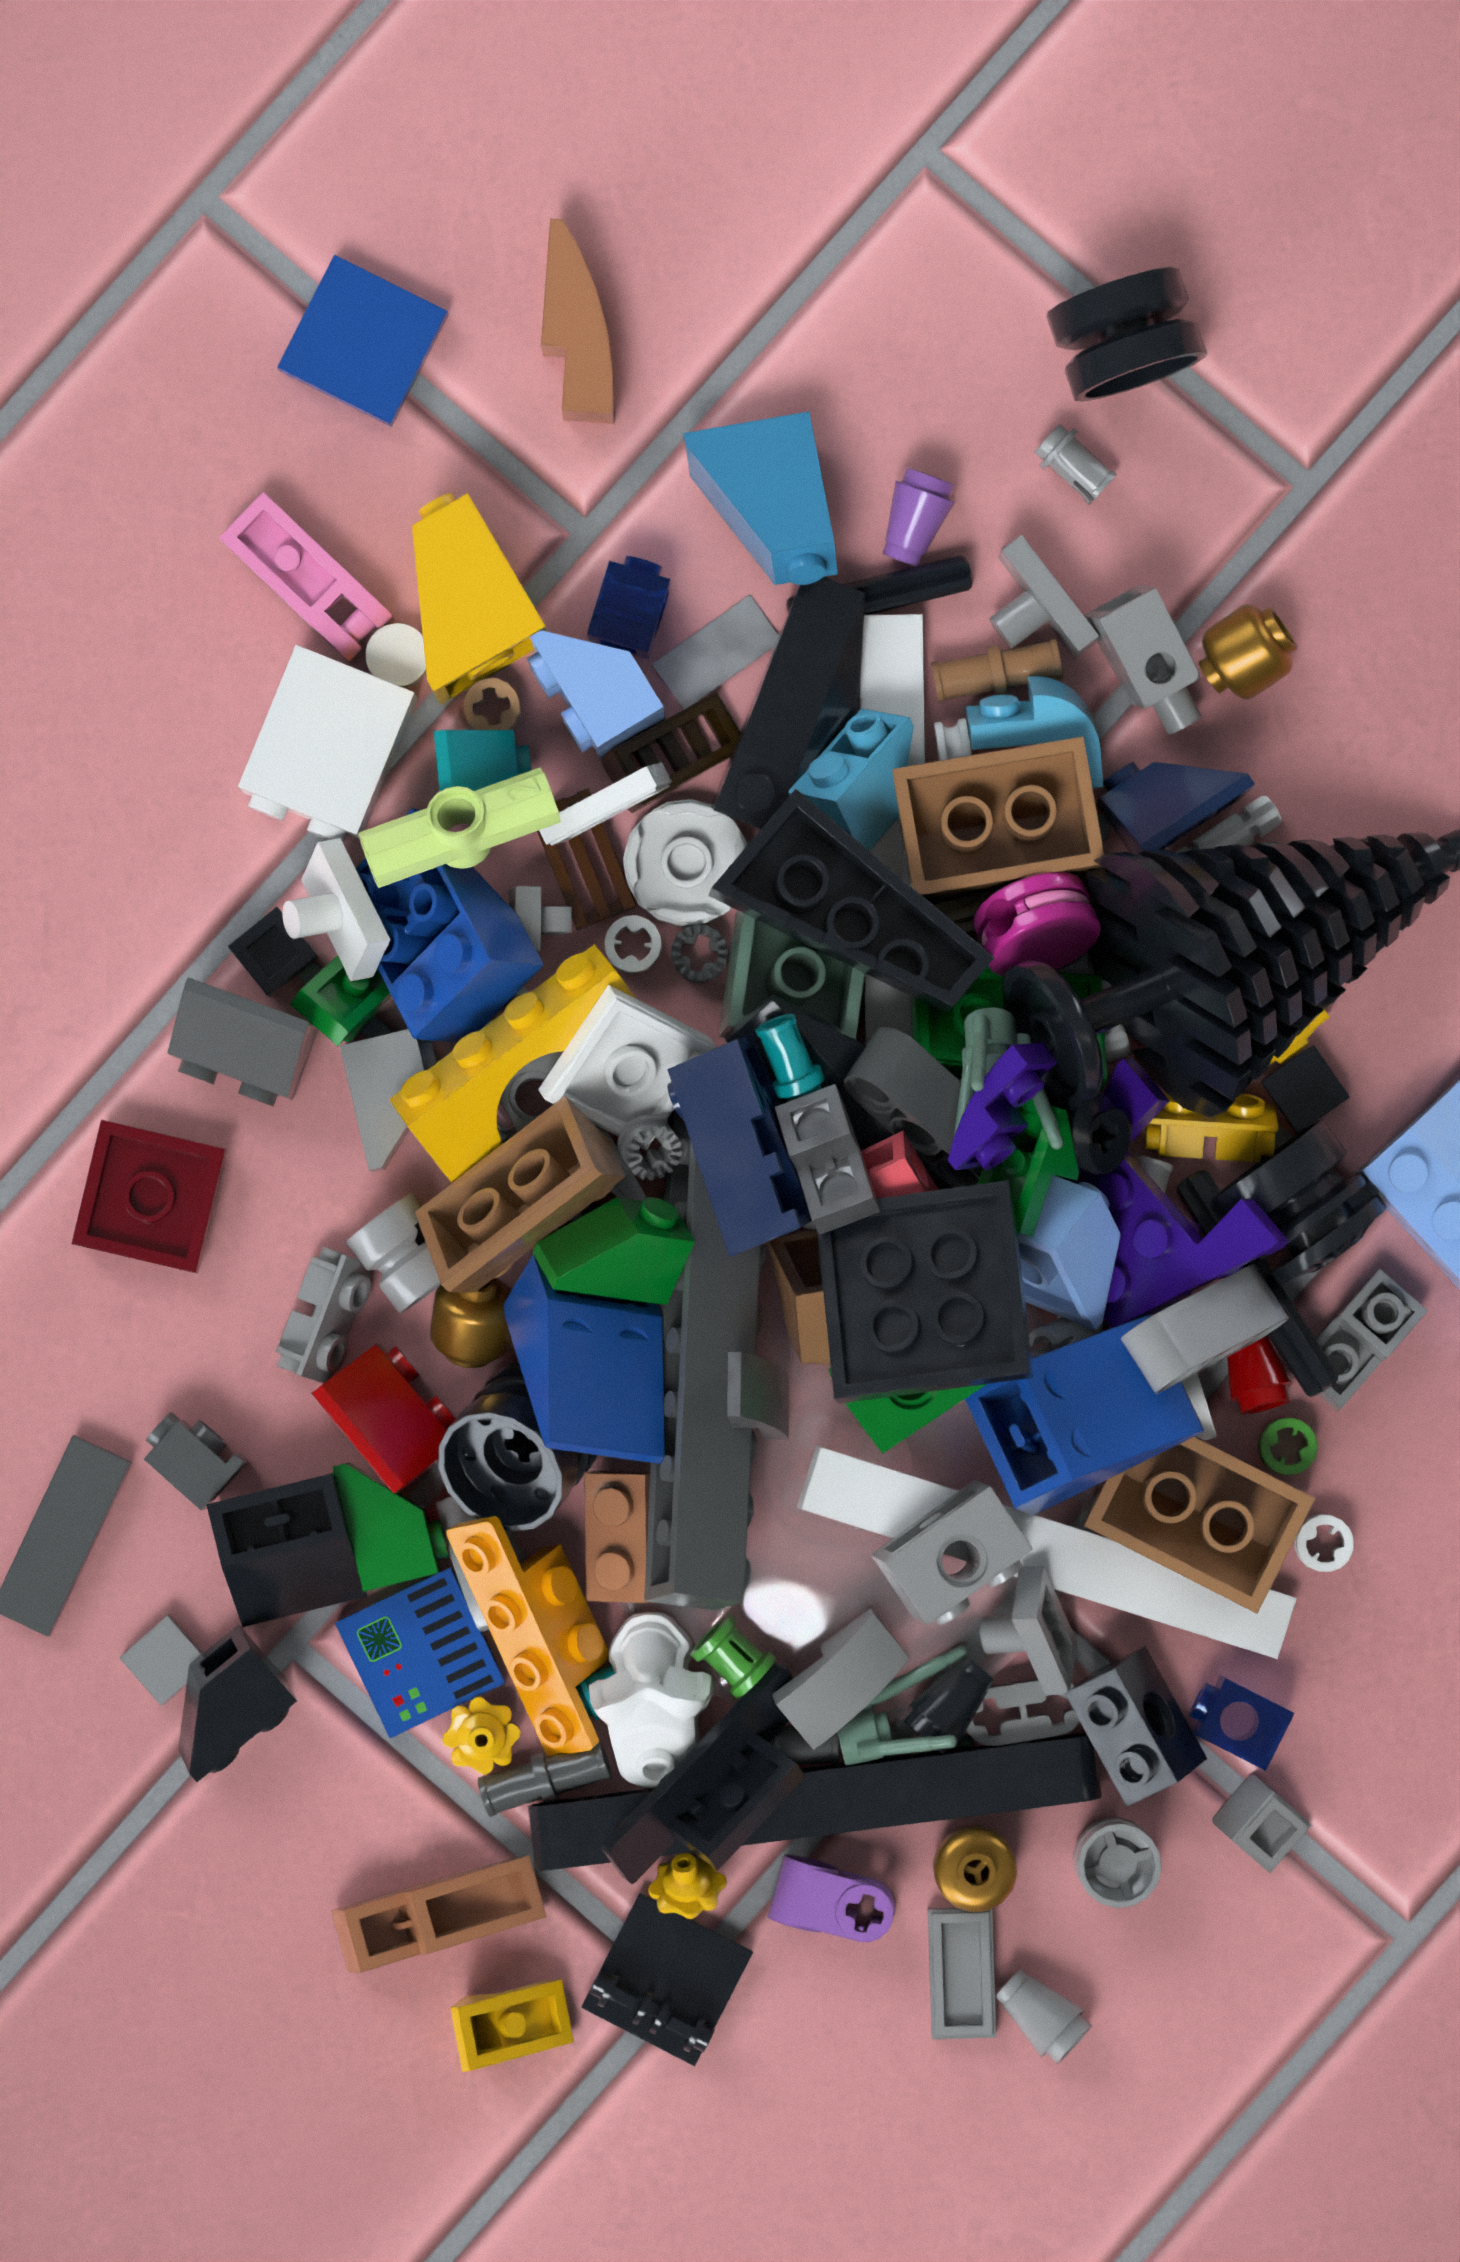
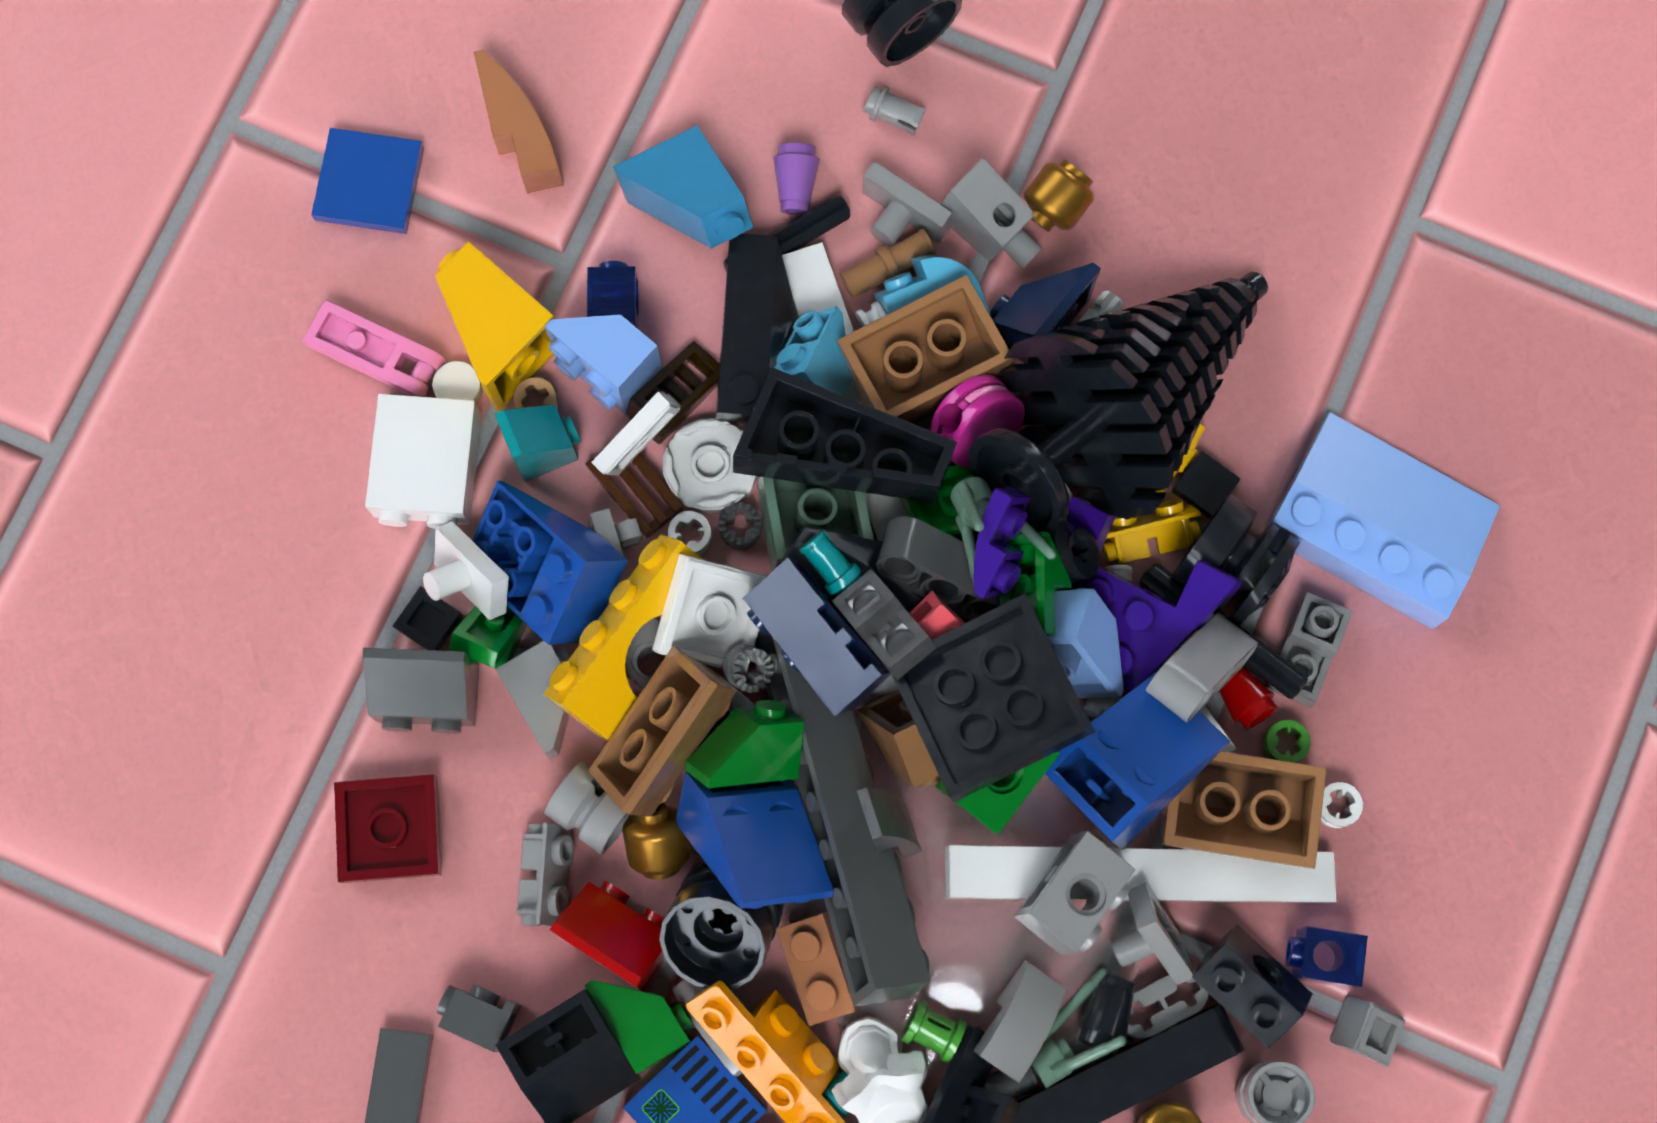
camera: 25 degrees left, 10 degrees down
(495, 815) = (534, 476): yellowish green piece -> none
(716, 652) = (686, 315): flat silver sticker -> none

